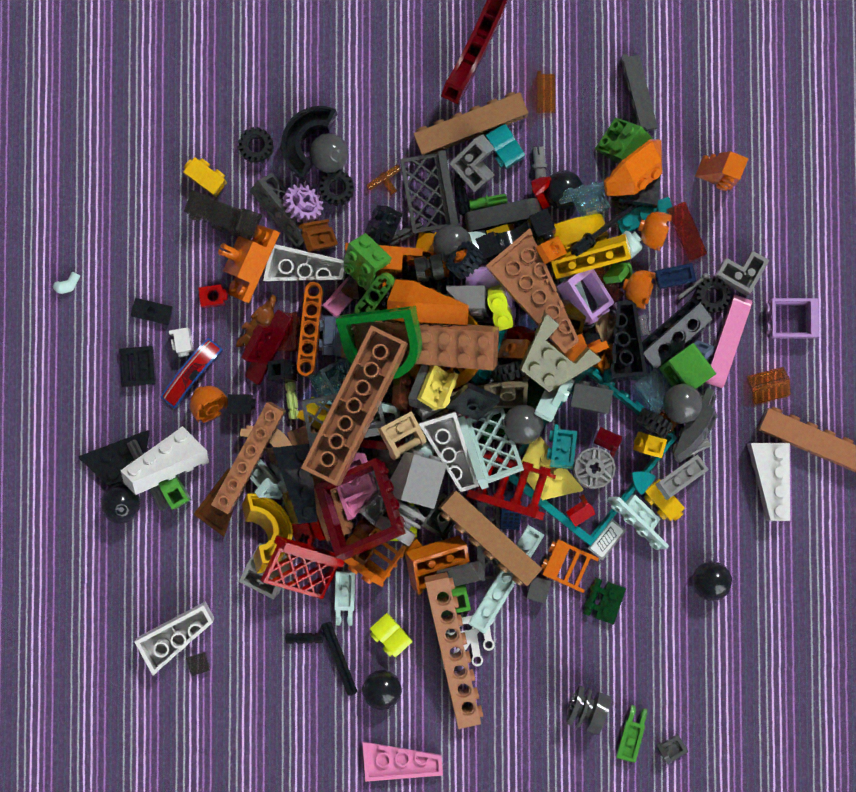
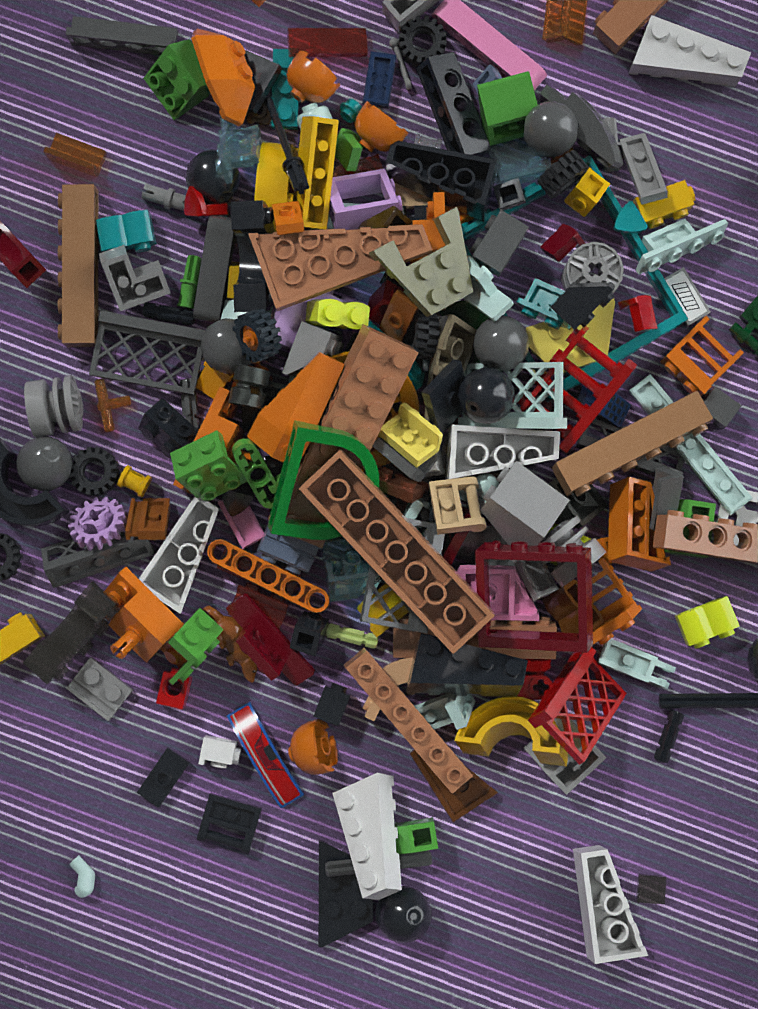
camera: 70 degrees left, 0 degrees up
(194, 247) = (99, 689): none -> light grey plate
(247, 295) = (192, 640): none -> bright green bracket
(340, 216) = (134, 481): none -> yellow bush
(367, 141) = (48, 406): none -> light grey wheel
(482, 427) = (486, 395): none -> black piece
(570, 465) = (580, 300): none -> black slope
(628, 393) = (509, 194): none -> black slope
(646, 264) = (350, 110): none -> teal plate

